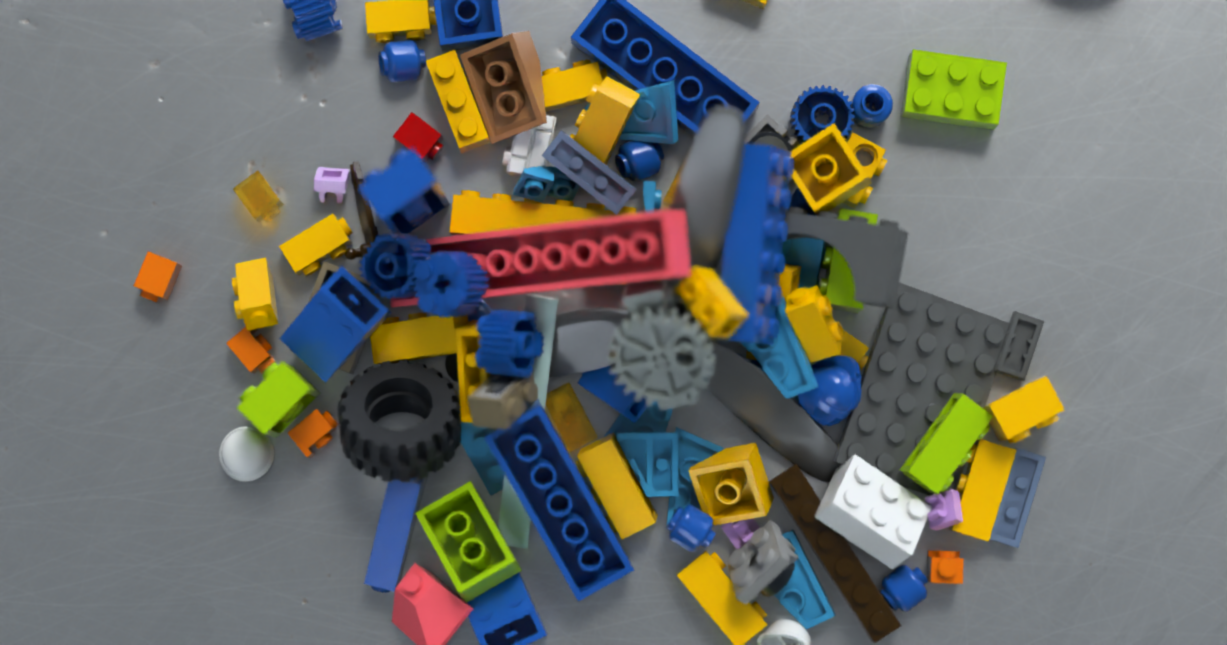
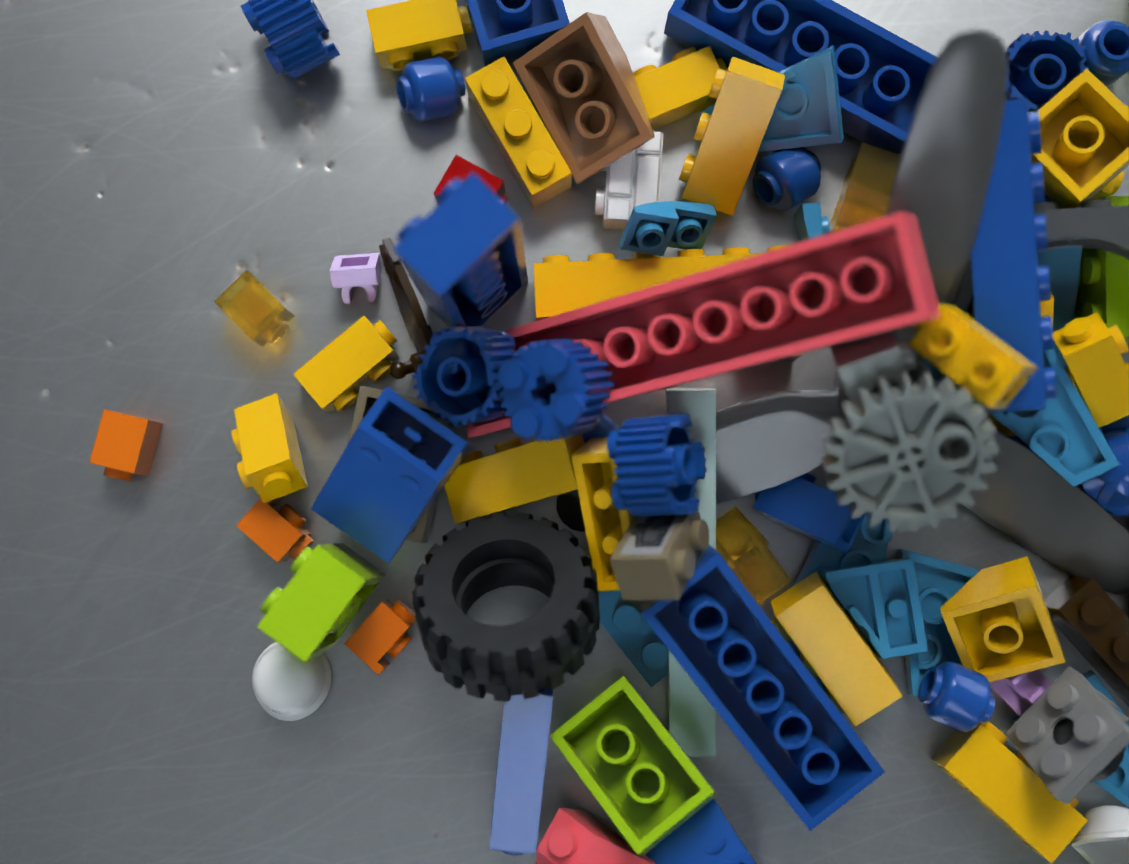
camera: 15 degrees left, 0 degrees up
(589, 172) = (725, 199): sand blue plate -> none

